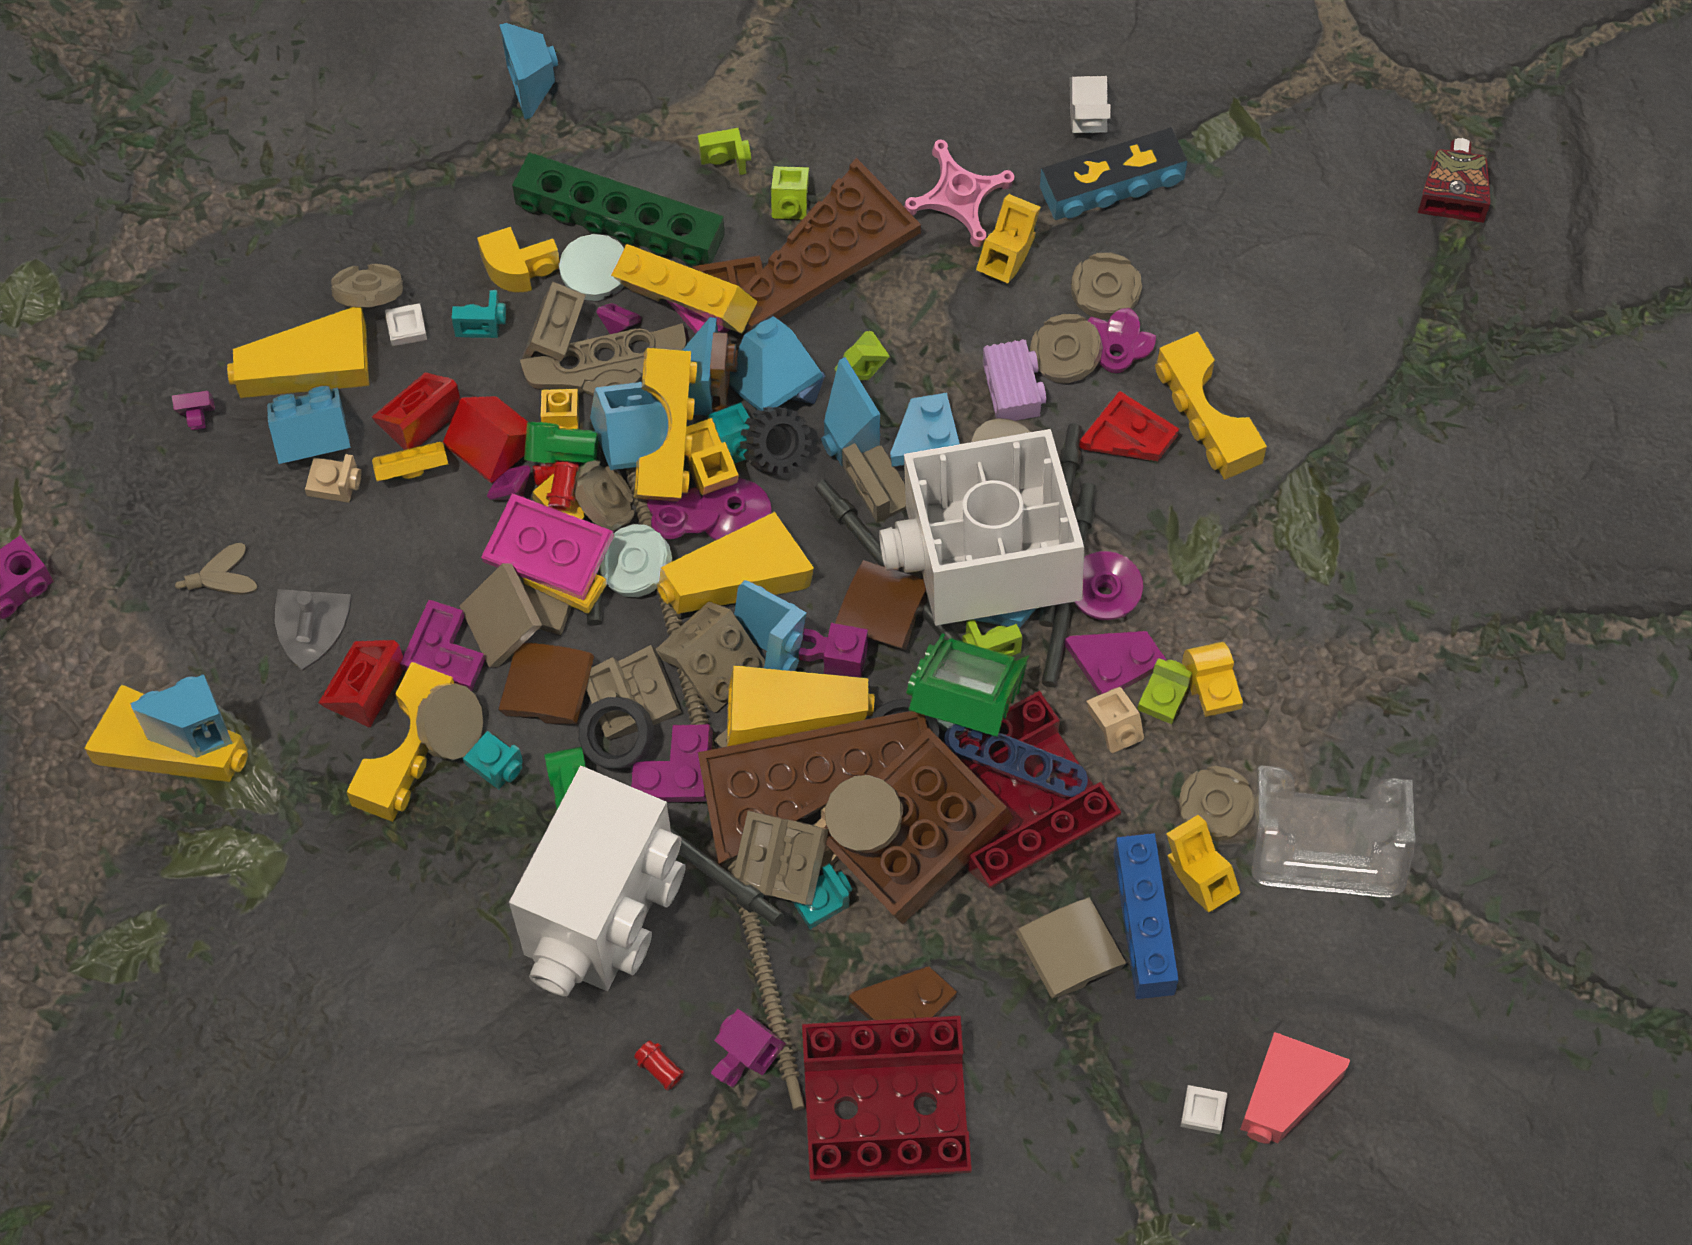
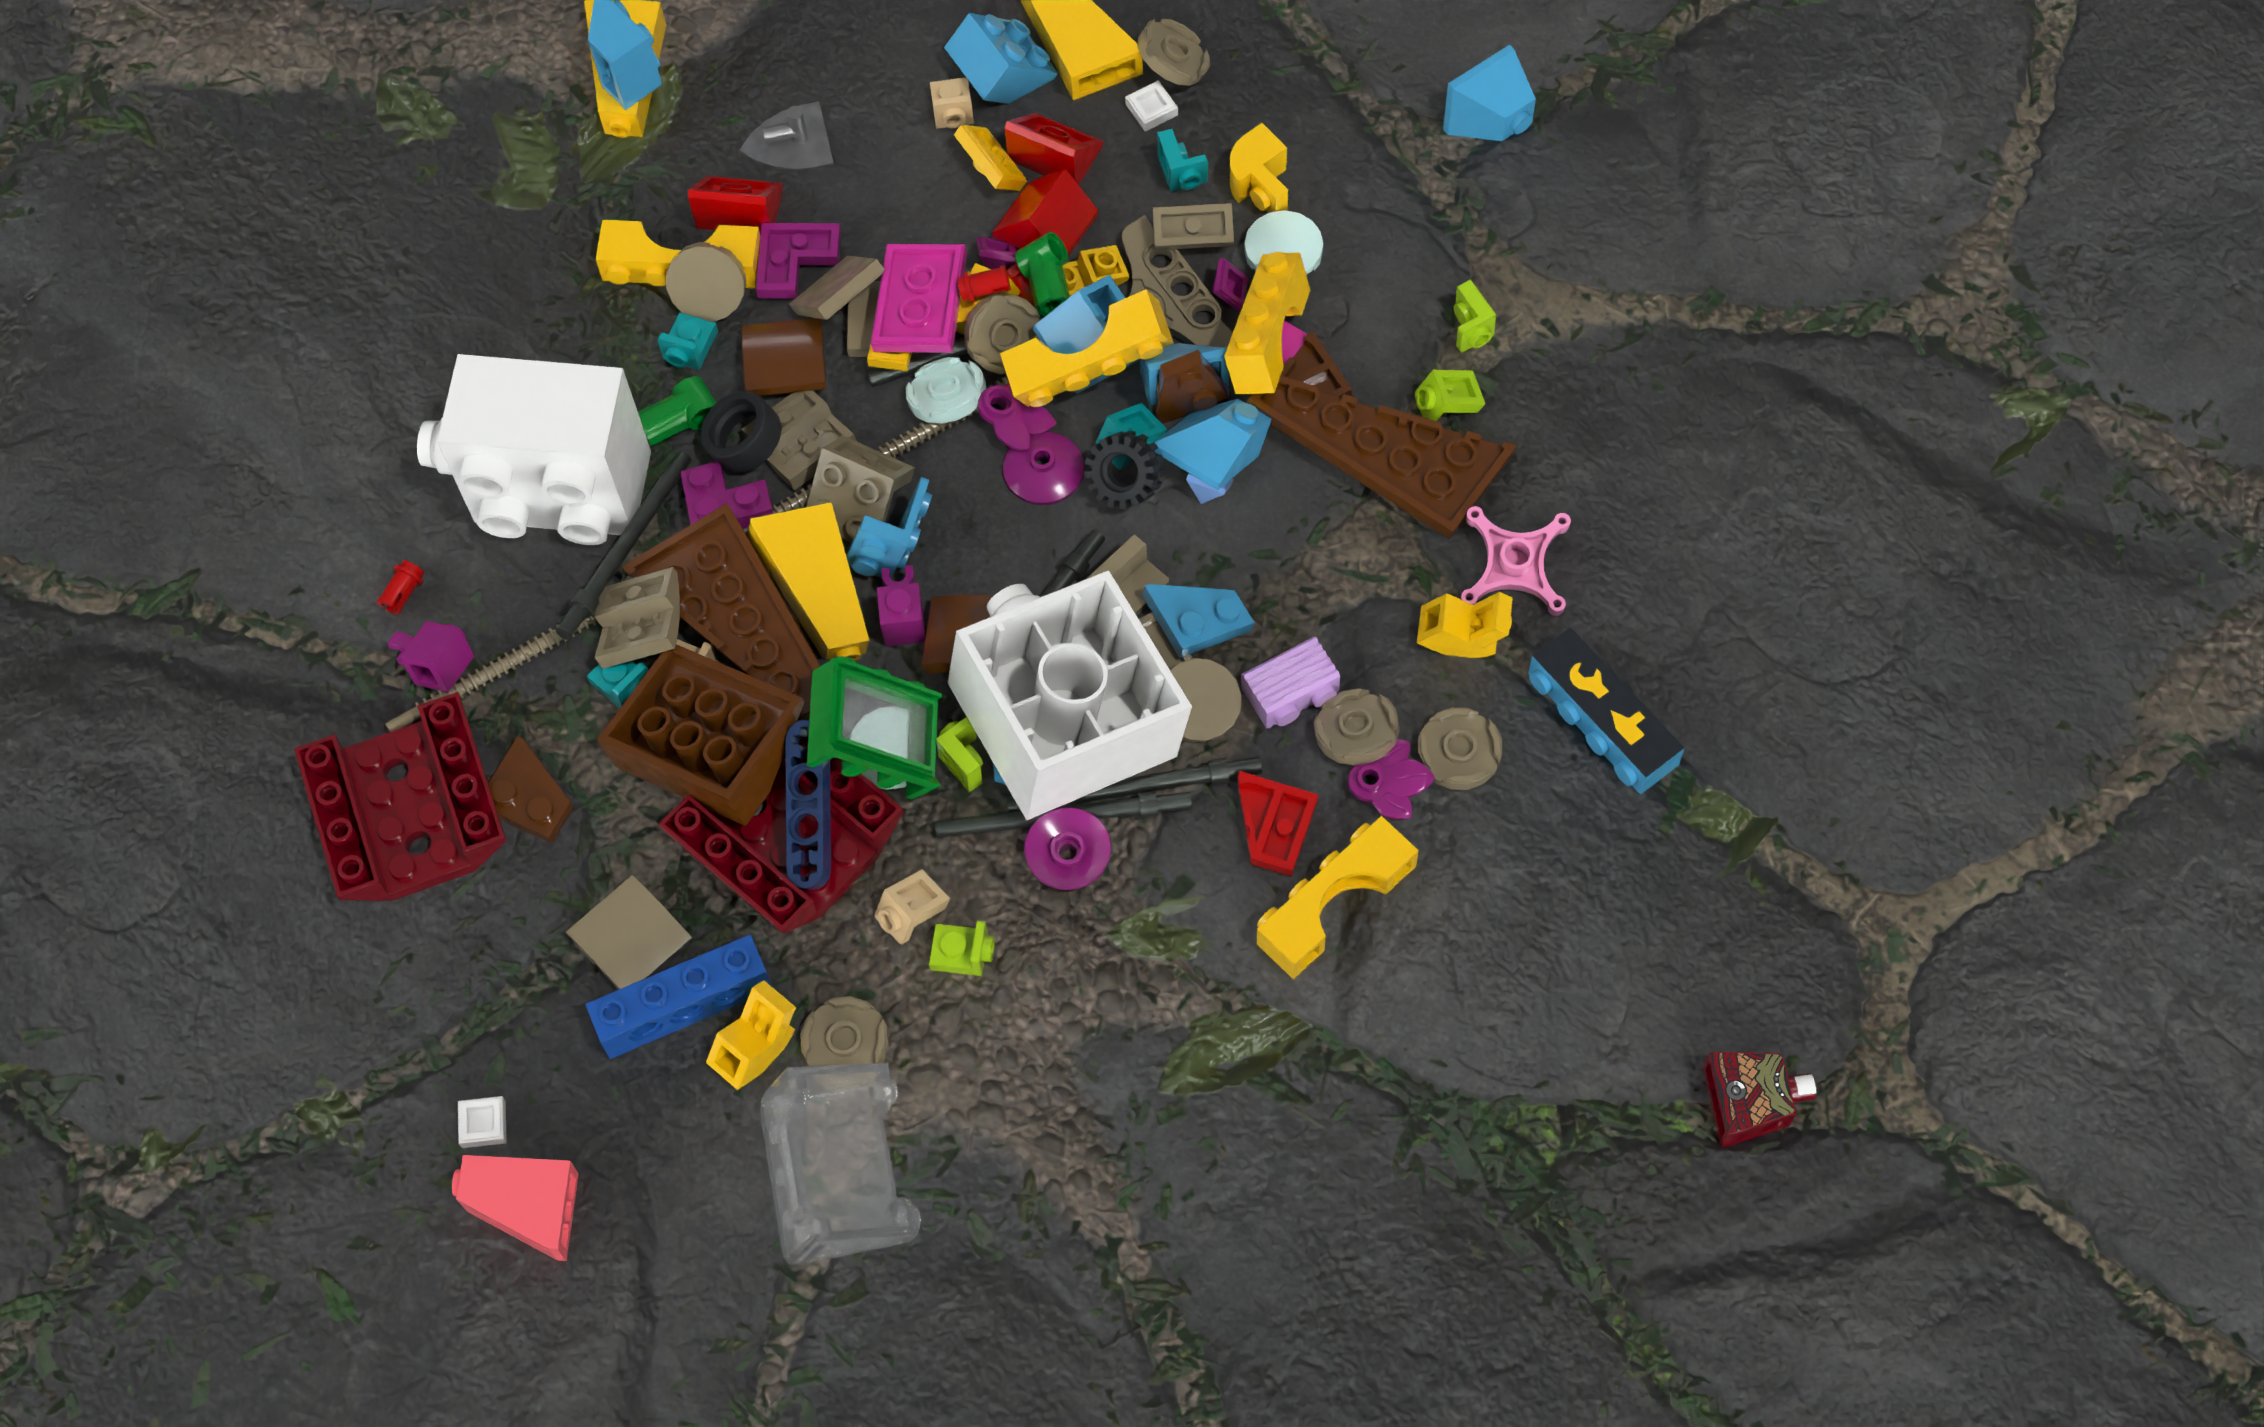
camera: 75 degrees right, 0 degrees up
(216, 574) = (817, 43): dark tan piece -> none
(574, 185) = (1354, 331): dark green brick -> none
(709, 458) = (1079, 419): yellow brick -> none
(755, 553) = (965, 482): yellow slope -> none
(850, 415) = (1183, 530): dark azure slope -> none
(864, 814) = (693, 671): dark tan tile -> none
(866, 356) = (1257, 525): lime bracket -> none
(1089, 104) = (1687, 658): white brick -> none
(1114, 658) = (987, 888): magenta wing -> none
(1213, 678) = (986, 982): yellow brick -> none

